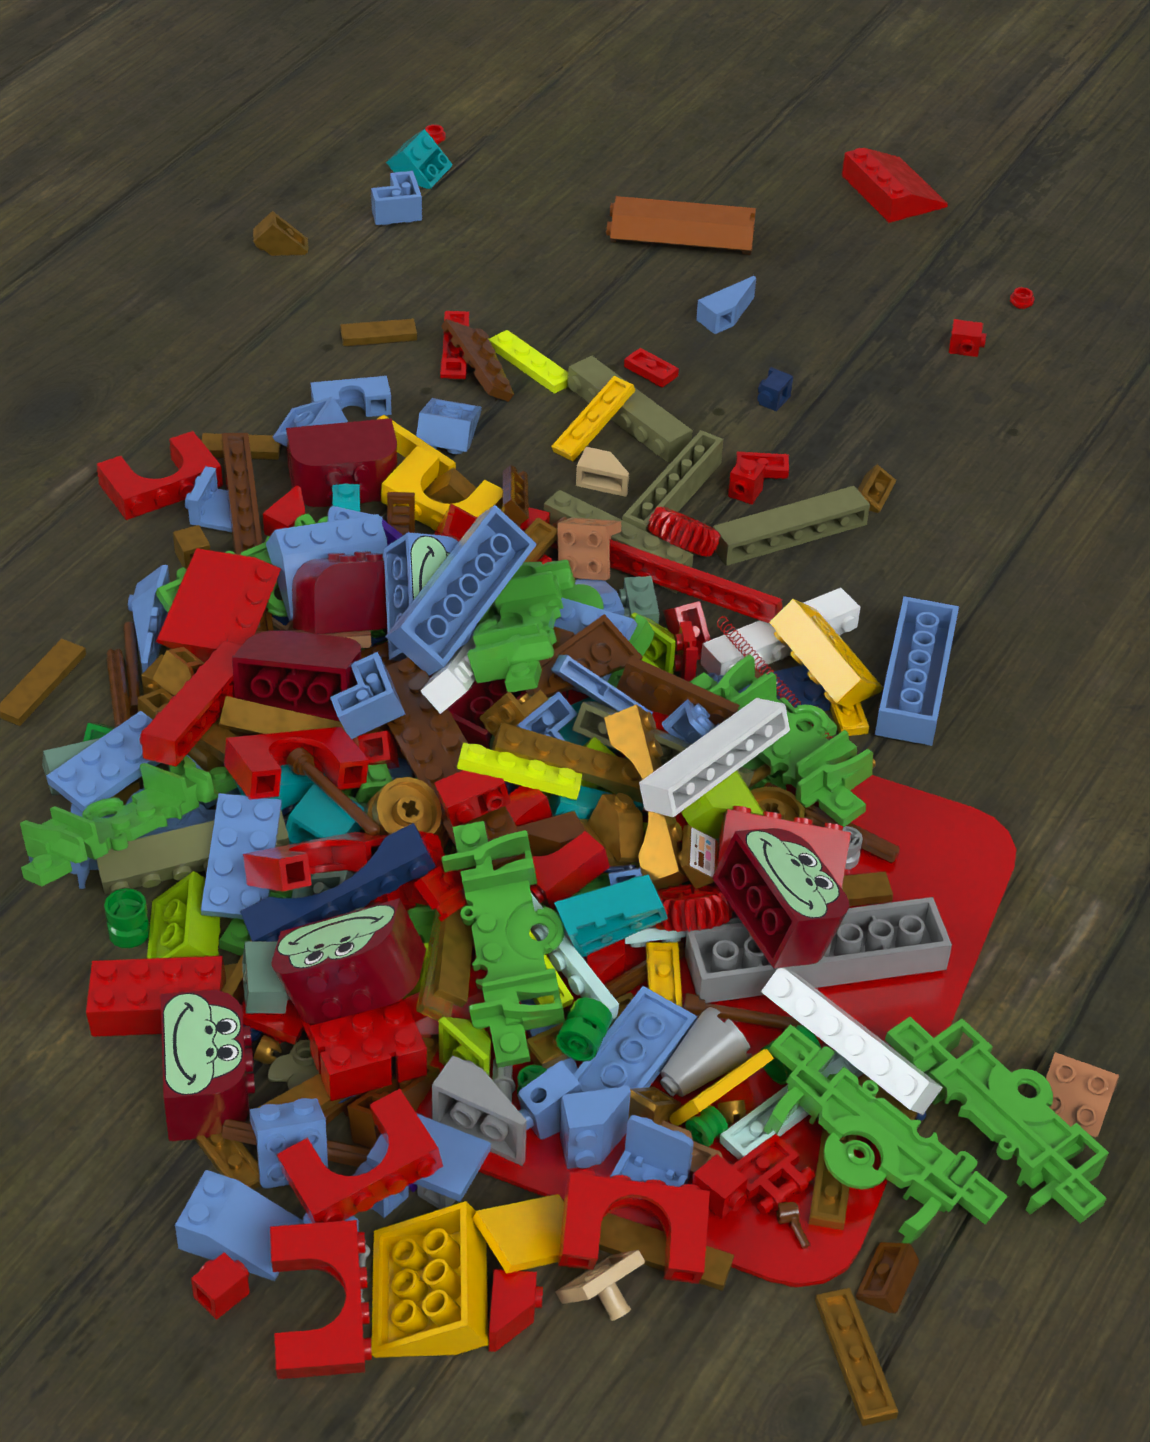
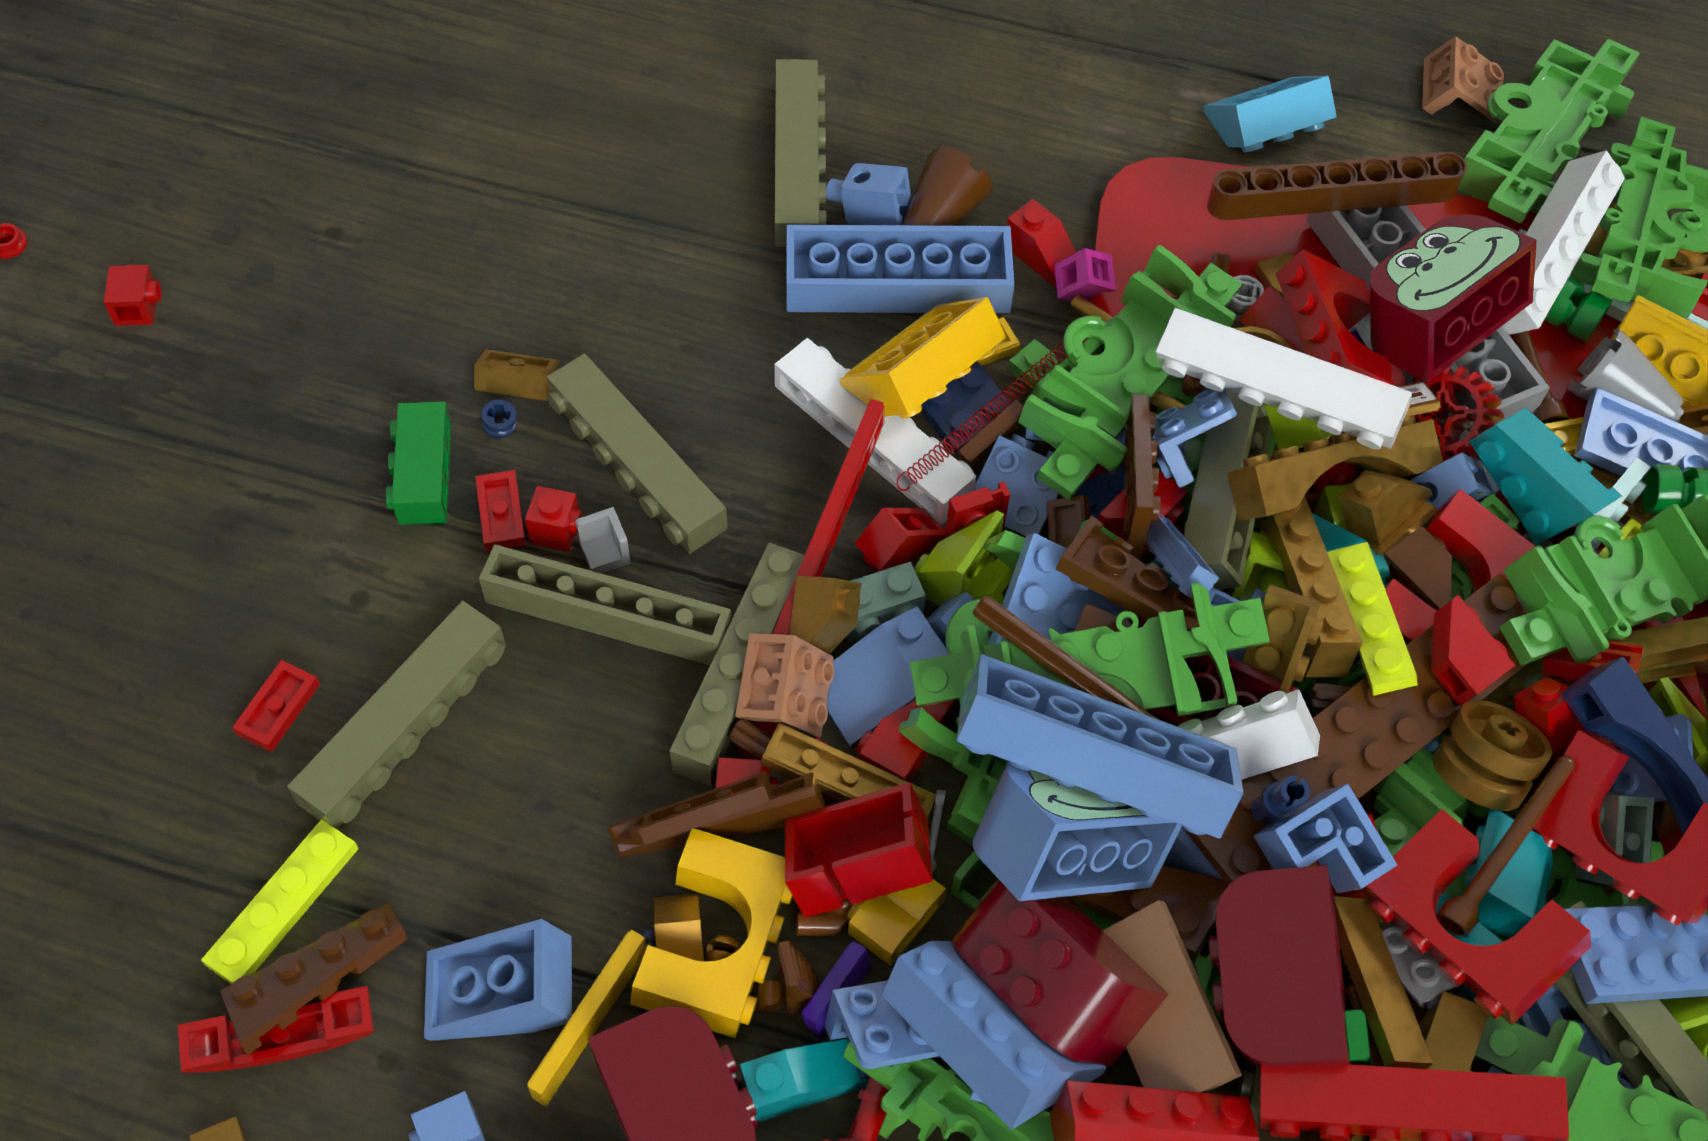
camera: 105 degrees left, 15 degrees up
(248, 688) = (1357, 1038): none -> green tile
(398, 668) = (1280, 800): none -> dark blue pin
(529, 599) = (1049, 654): none -> reddish brown axle
(593, 418) = (453, 751): yellow tile -> none
(602, 472) = (573, 720): tan slope -> none
(633, 563) = (824, 610): none -> pearl gold slope
(683, 531) = (719, 562): red gear -> none
(724, 504) = (603, 541): none -> light grey panel
(726, 306) = (89, 621): medium blue slope -> none
(775, 389) = (310, 519): dark blue brick -> none
(805, 436) = (420, 463): none -> green brick
(837, 471) = (509, 421): none -> dark blue bush
(890, 765) = (1085, 275): none -> dark pink brick
(926, 897) = (1335, 185): none -> reddish brown beam
(933, 759) = (1039, 239): none -> red slope
(985, 708) = (947, 190): none -> reddish brown cone
(987, 663) = (872, 194): none -> medium blue torso
(1049, 647) = (798, 146): none -> olive brick
(1056, 938) = (1272, 112): none -> medium azure slope

